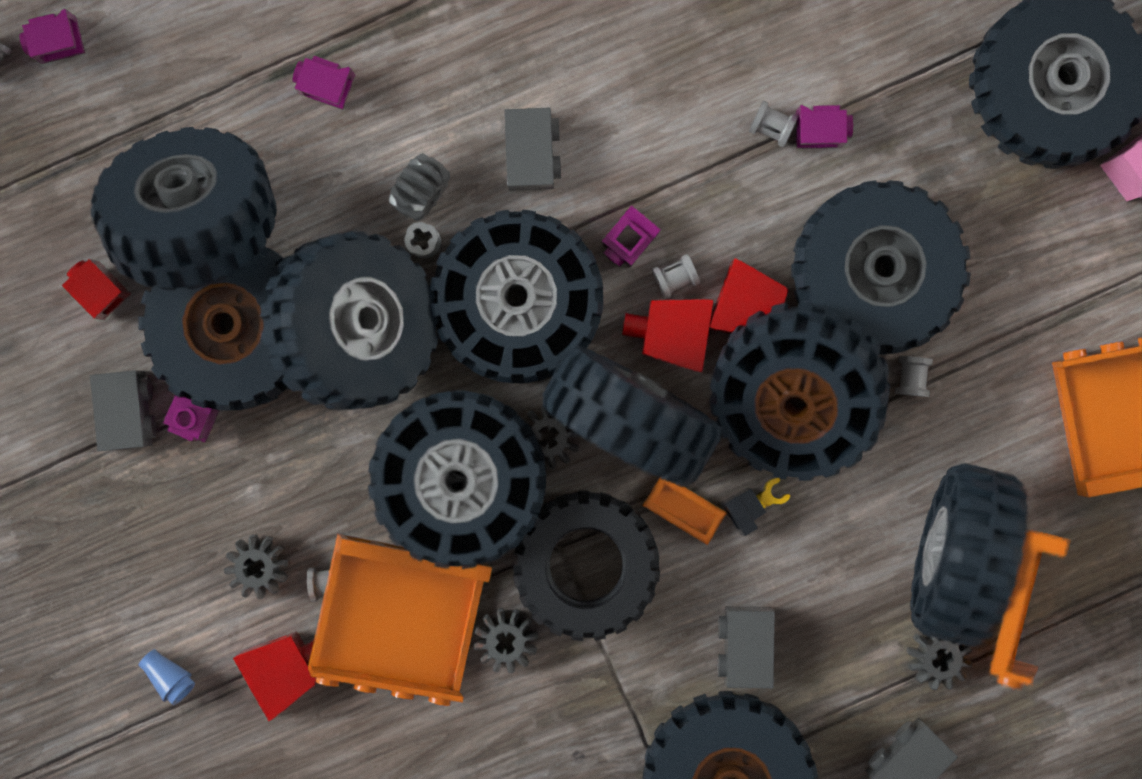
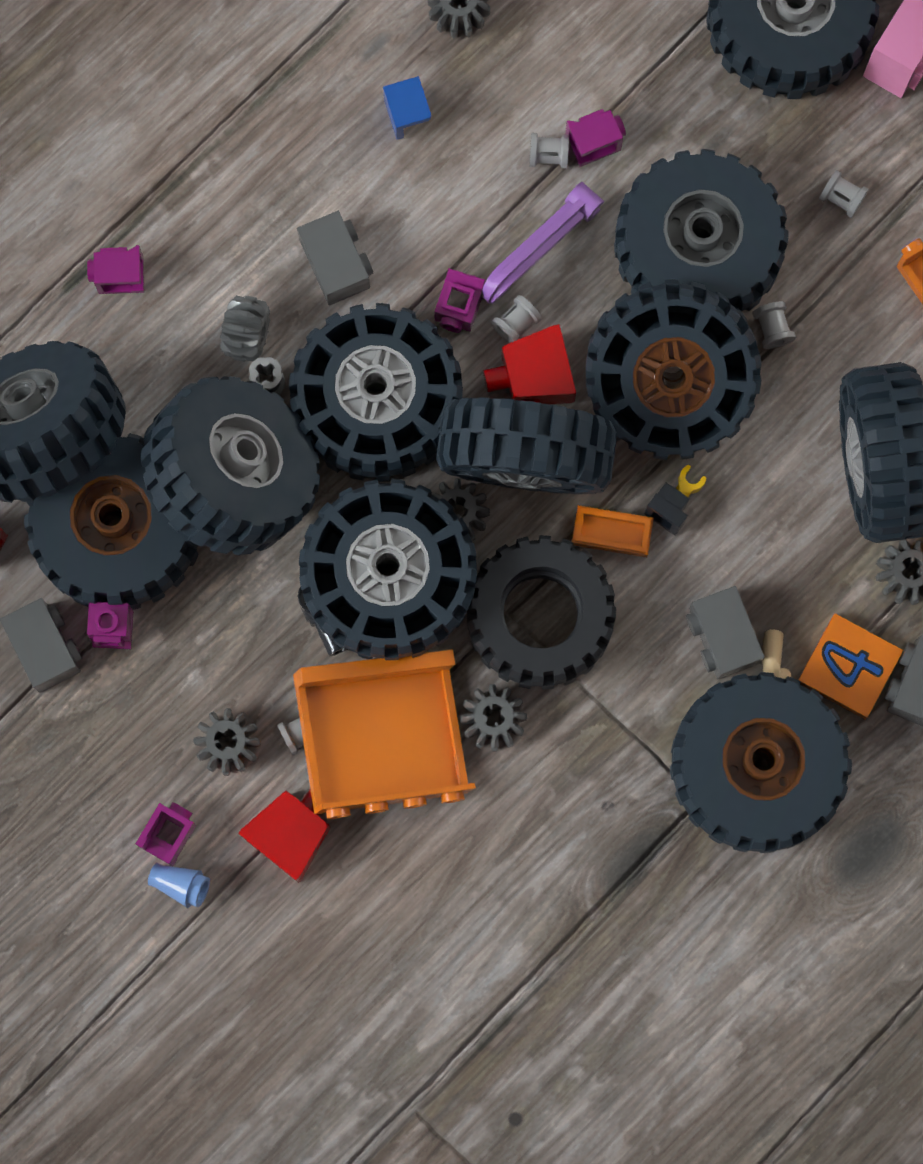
camera: 20 degrees left, 10 degrees down
(161, 633) = (159, 848): none -> magenta window
(656, 27) = (406, 104): none -> blue panel
(744, 294) = (582, 308): red torso -> none
(780, 189) = (580, 205): none -> medium lavender piece
(782, 684) = (772, 652): none -> tan arm
(849, 719) = (850, 666): none -> orange tile
(1032, 276) = (843, 193): none -> light grey bush

